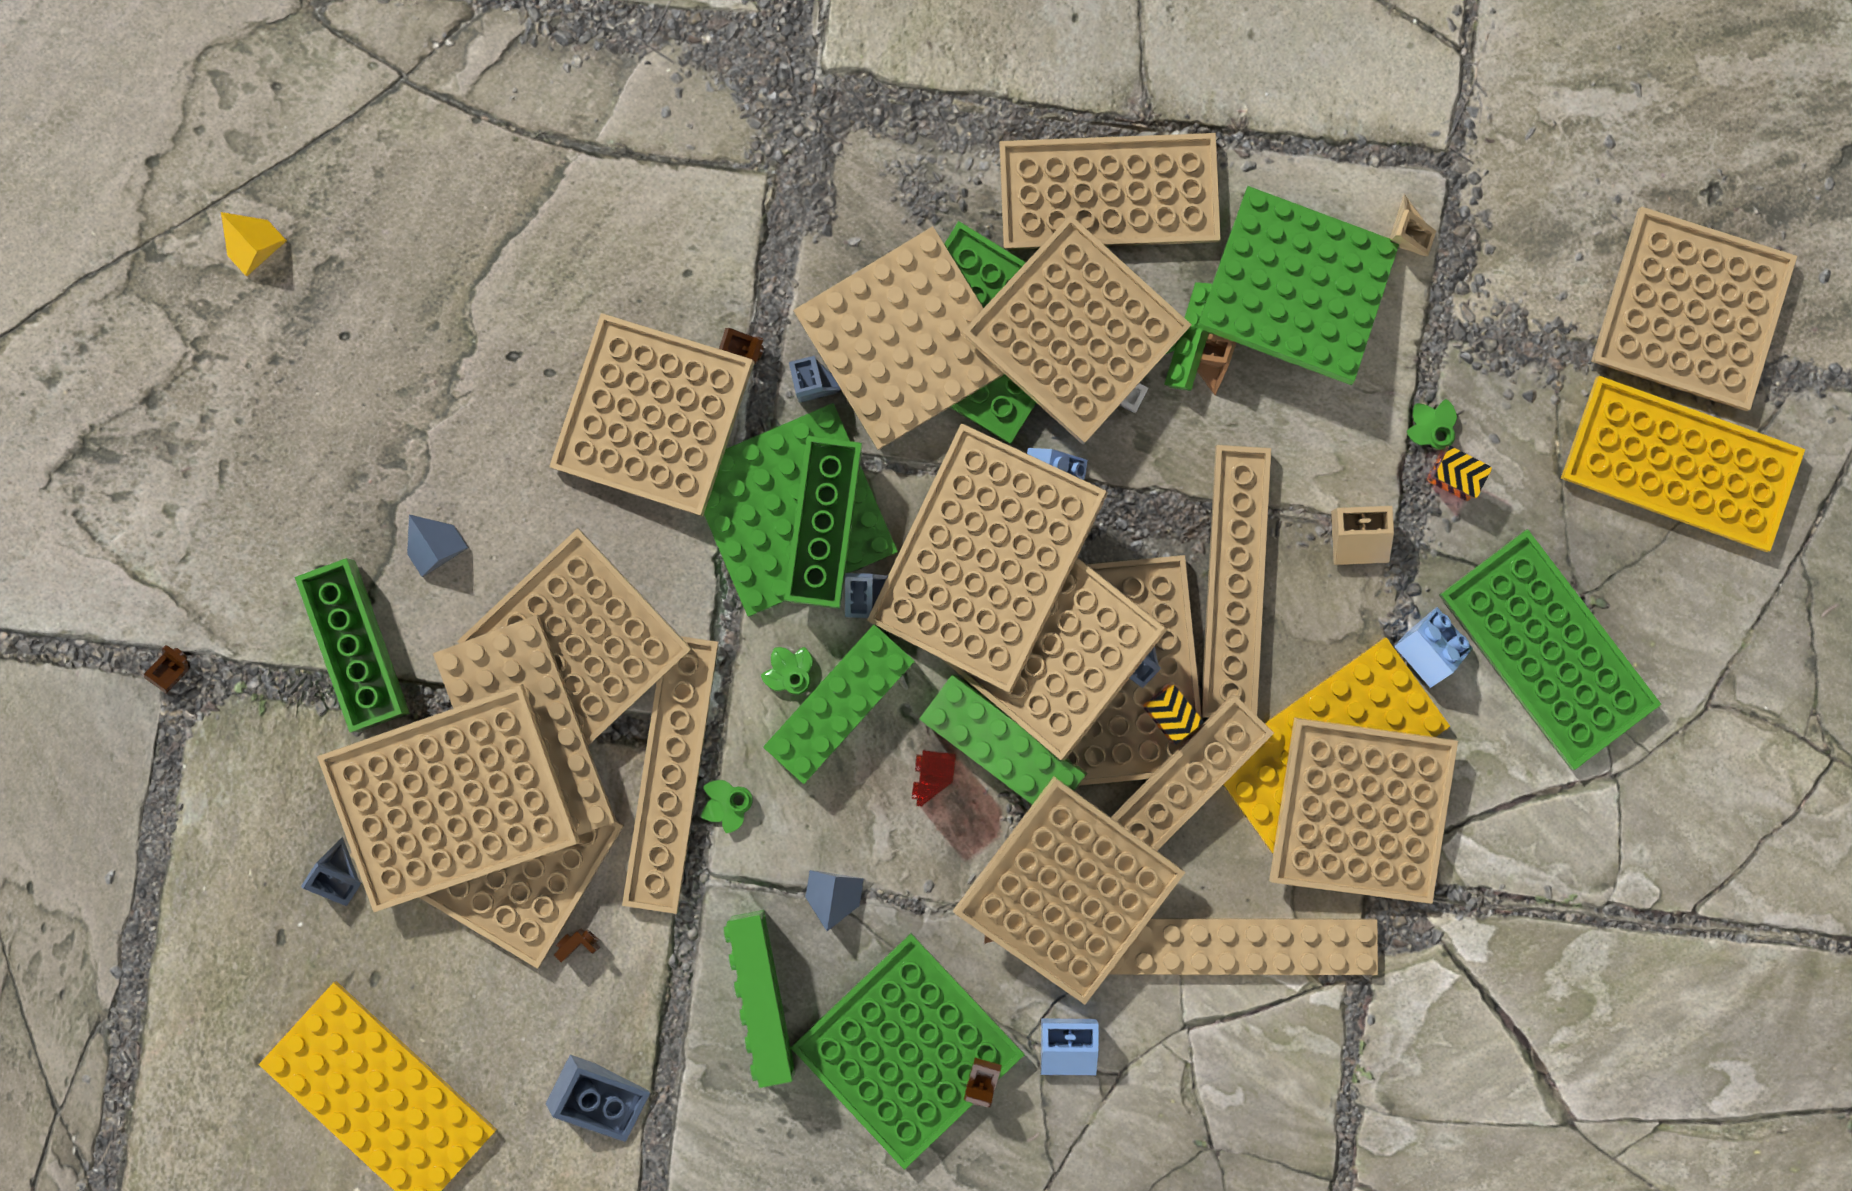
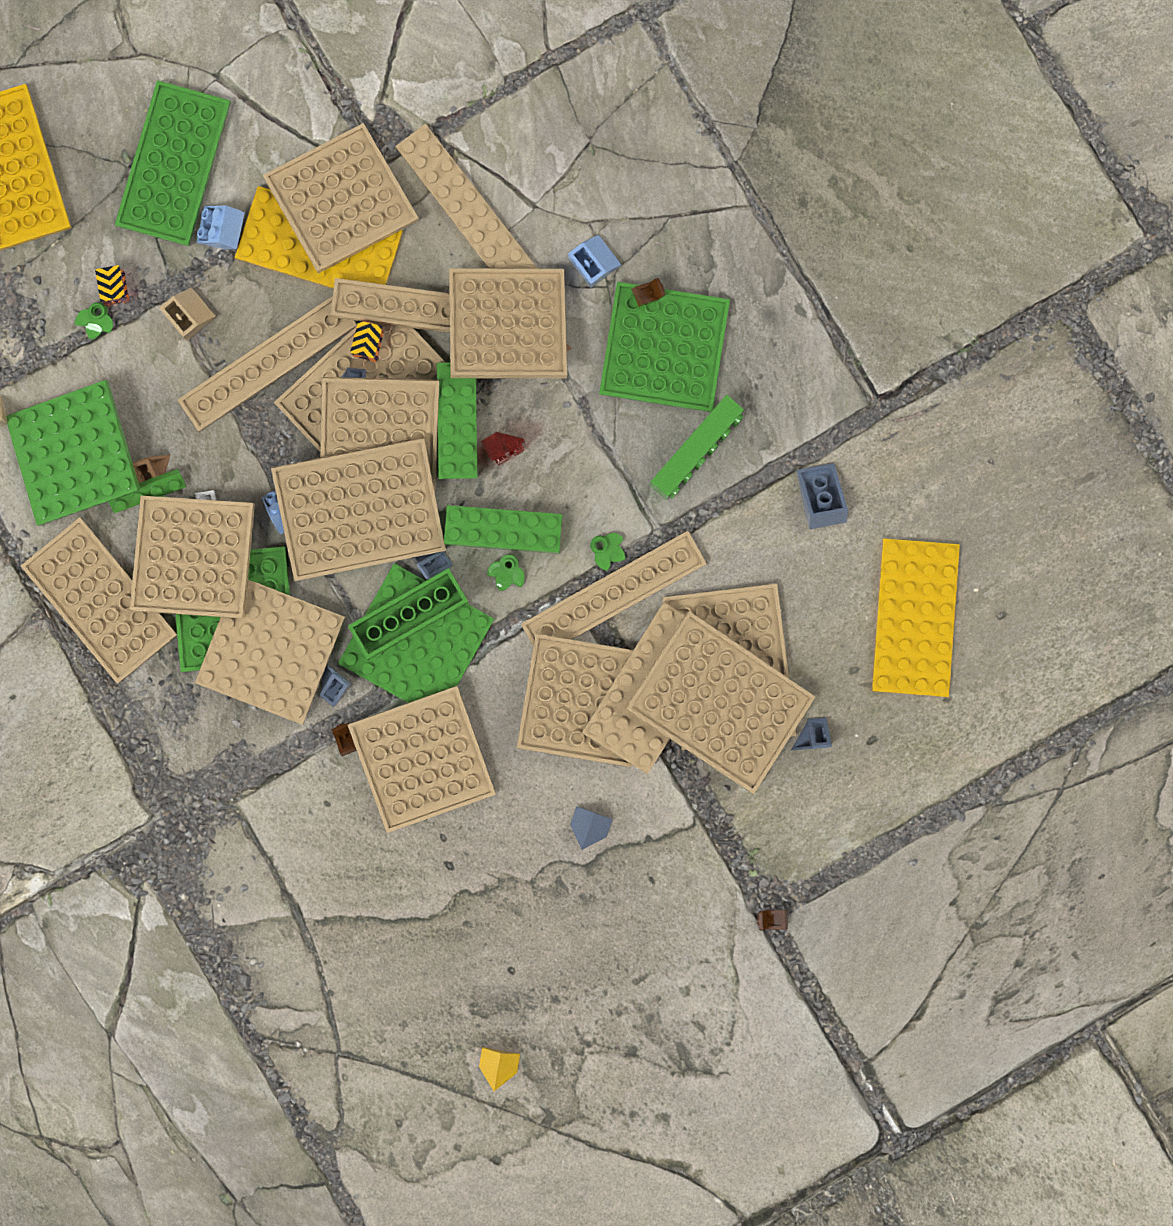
camera: 130 degrees left, 0 degrees up
(352, 645) = (679, 825): bright green brick -> none
(569, 944) = (750, 576): reddish brown bracket -> none
(833, 896) = (612, 452): sand blue slope -> none

